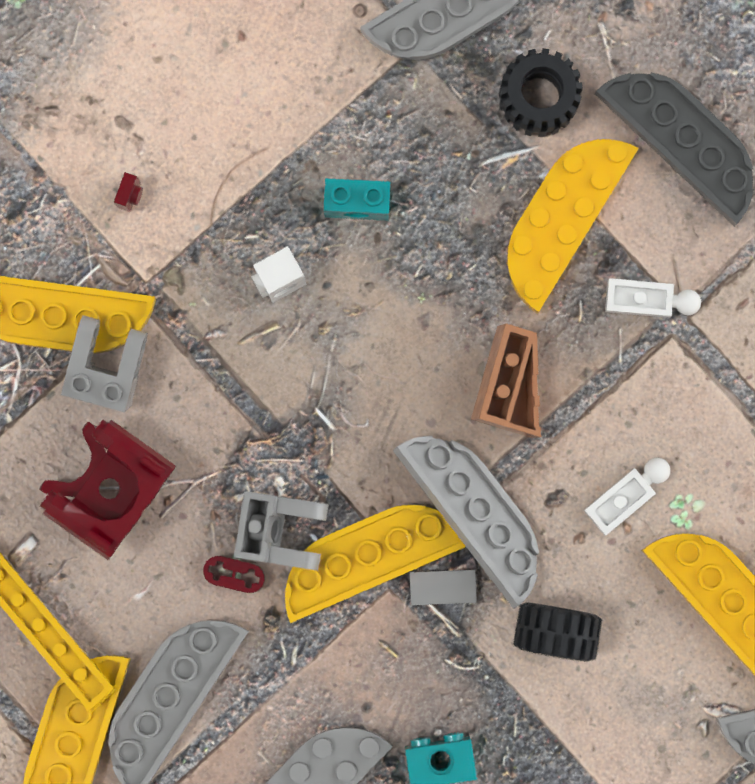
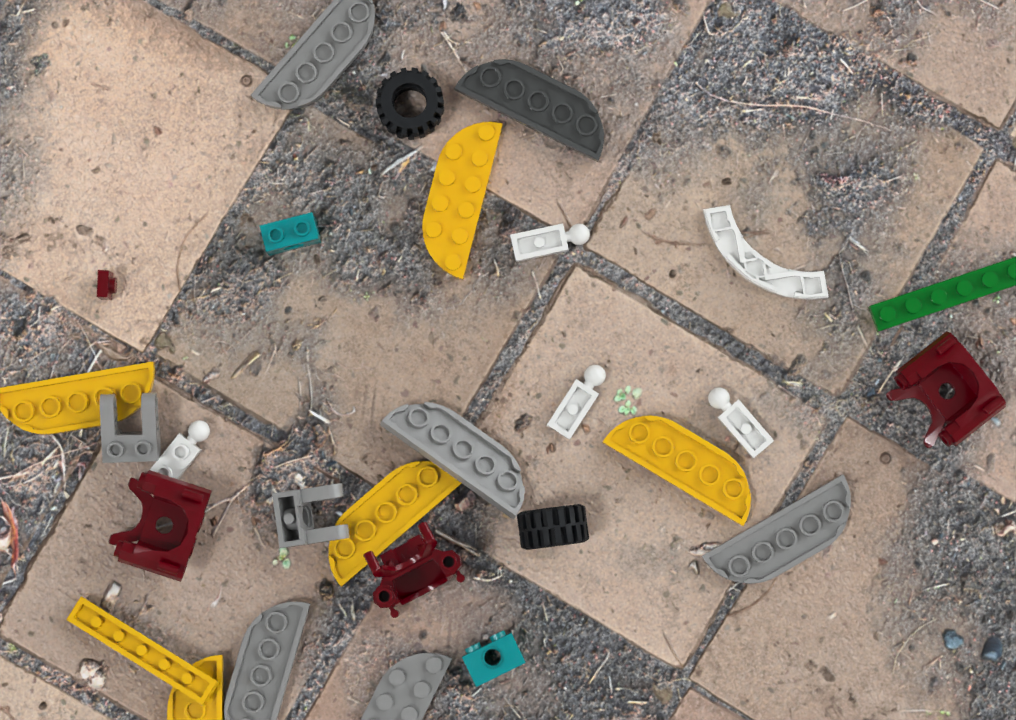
camera: 15 degrees left, 0 degrees up
(156, 409) = (182, 451): none -> white plate
(233, 582) = (285, 569): dark red beam -> none
(278, 275) = (245, 314): white brick -> none
(380, 630) = (412, 570): none -> dark red piece
(443, 587) = (454, 520): light grey tile -> none
(509, 383) = (456, 343): nougat wedge -> none

